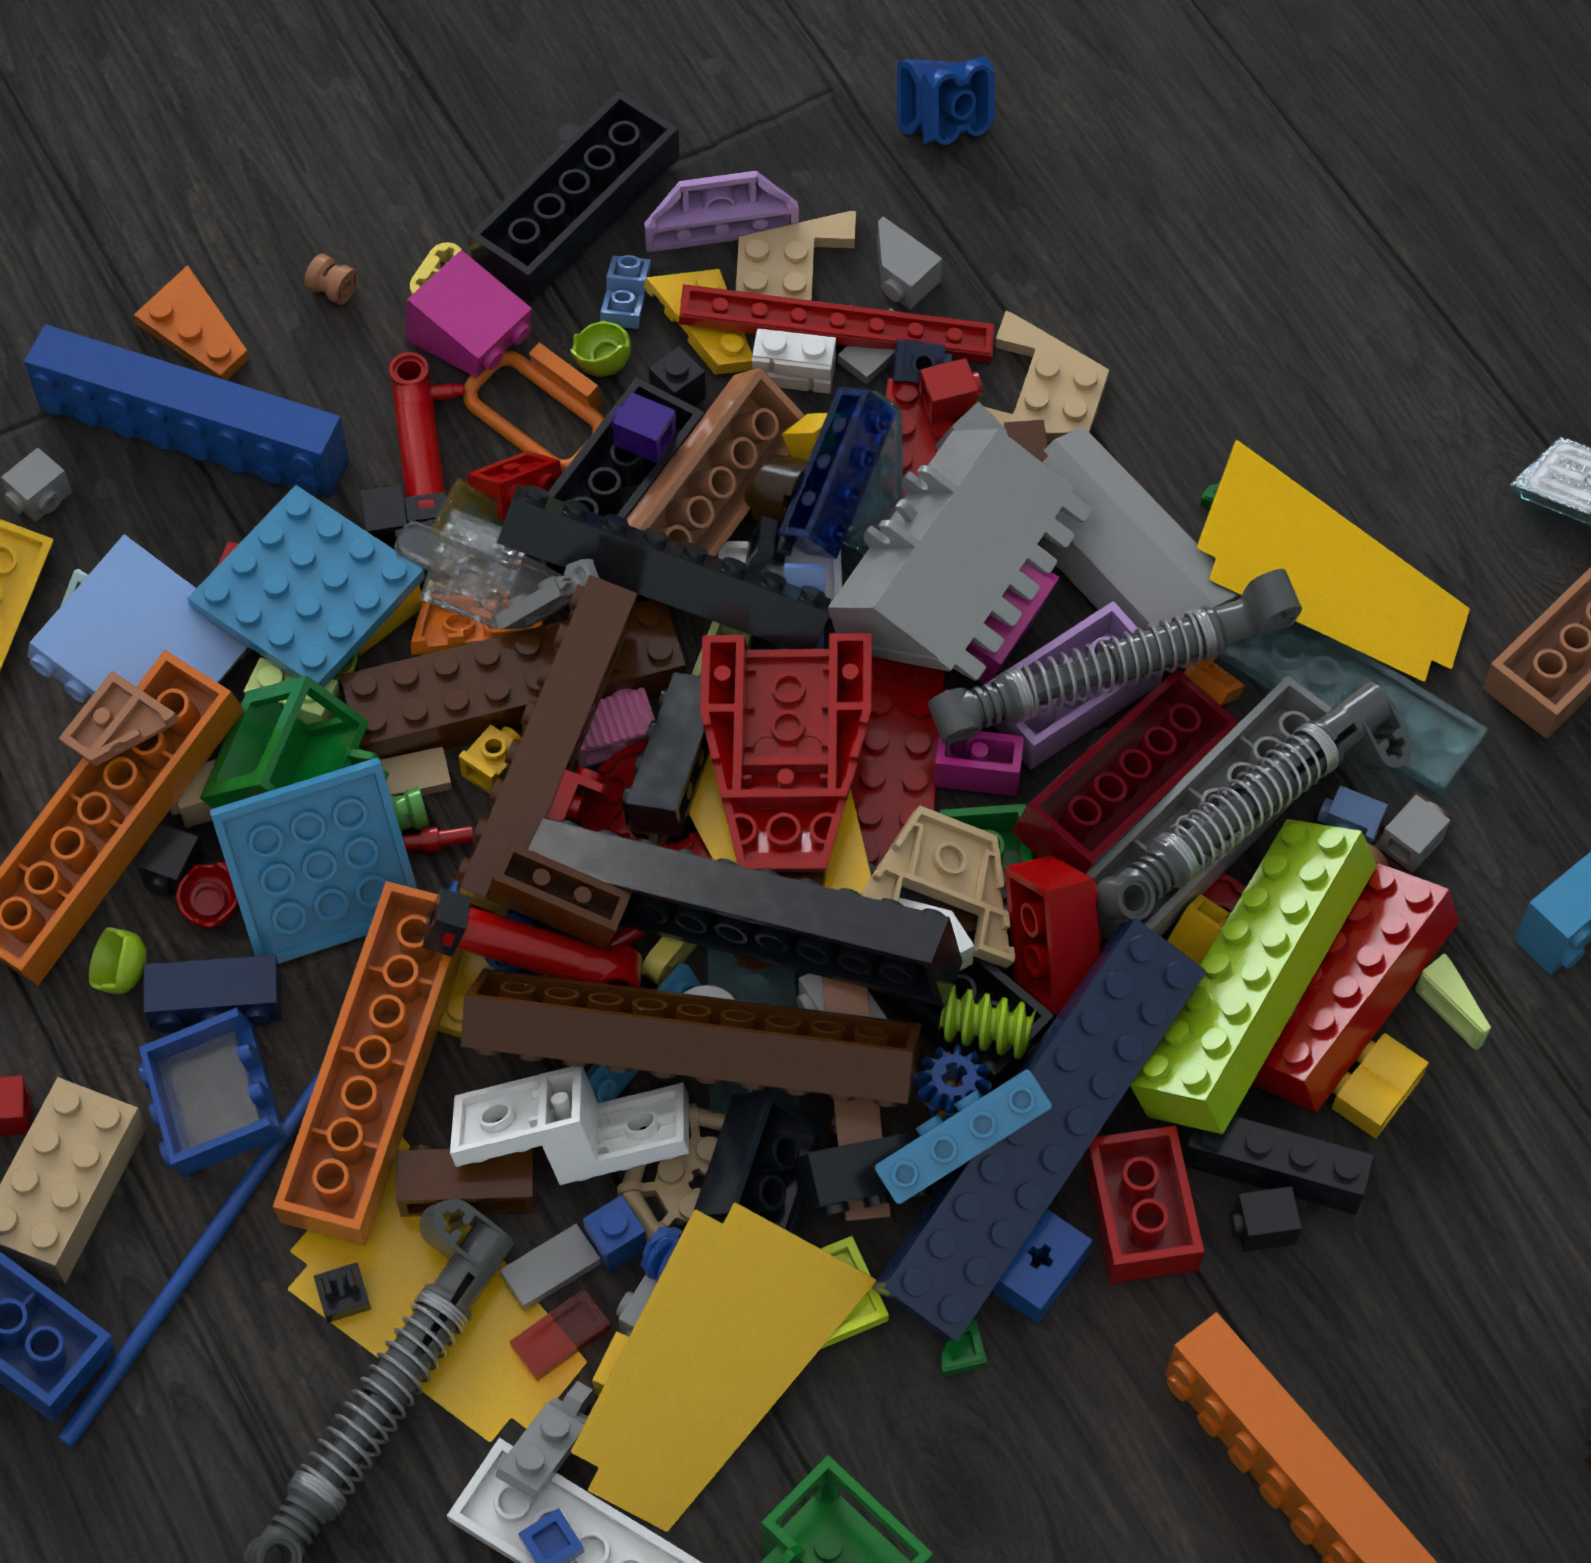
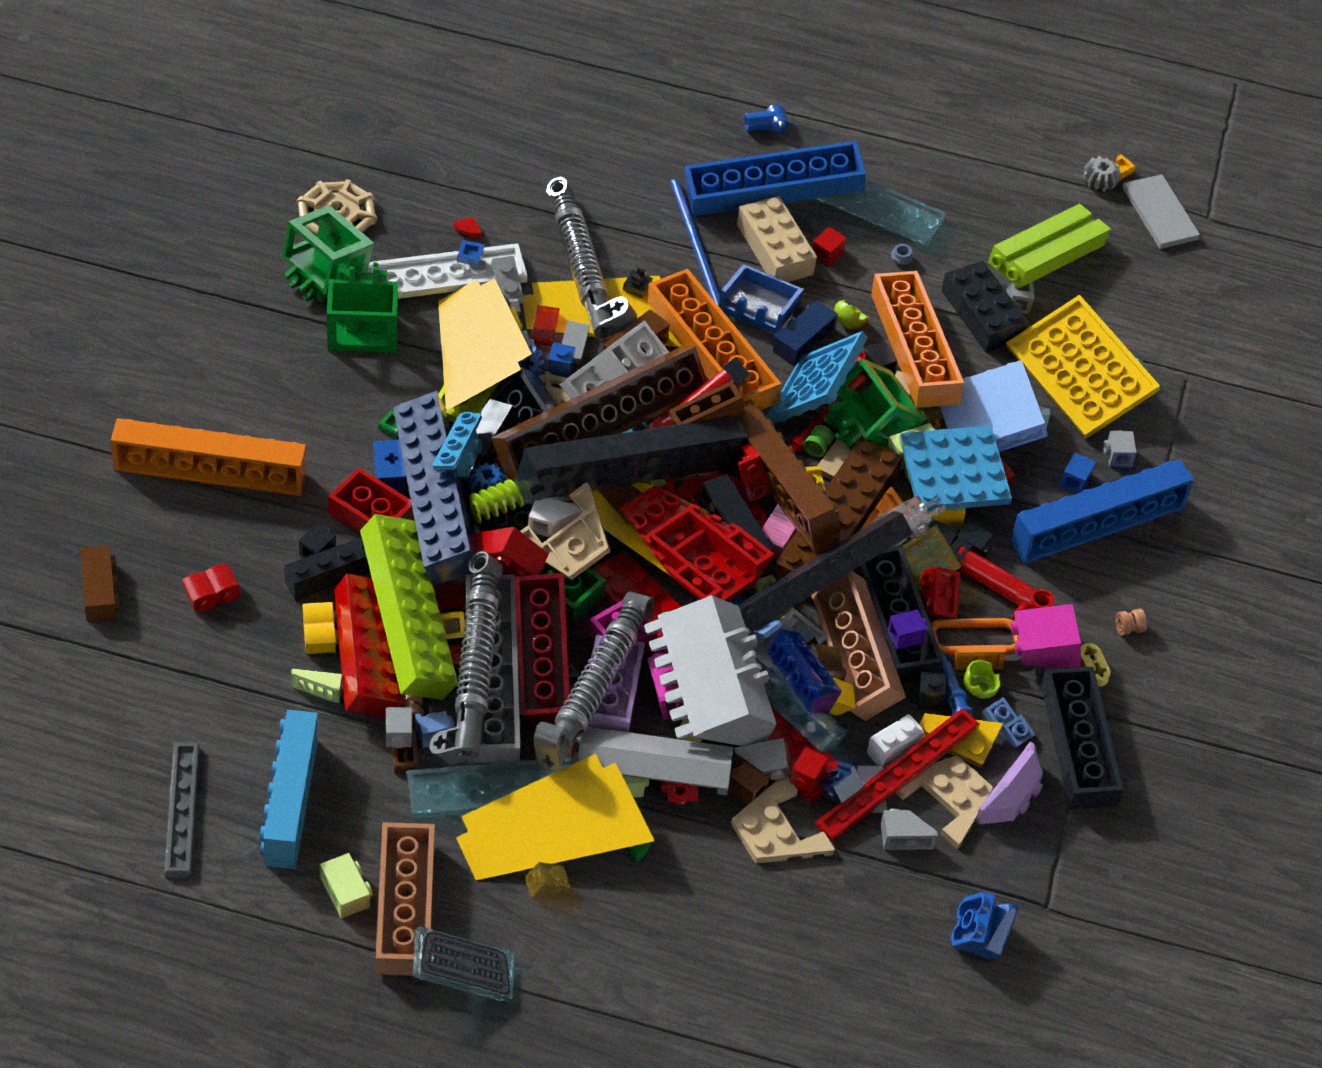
camera: 130 degrees right, 10 degrees down
(115, 721) = (946, 346): nougat wing -> none
(133, 497) = (1078, 473): none -> blue brick
(193, 326) = (1163, 562): orange wing -> none
(552, 596) = (853, 523): light grey hinge -> none
(666, 339) = (955, 696): none -> blue pin
(1392, 528) = (547, 877): none -> clear yellow bracket
(1483, 1272) = (211, 587): none -> red brick

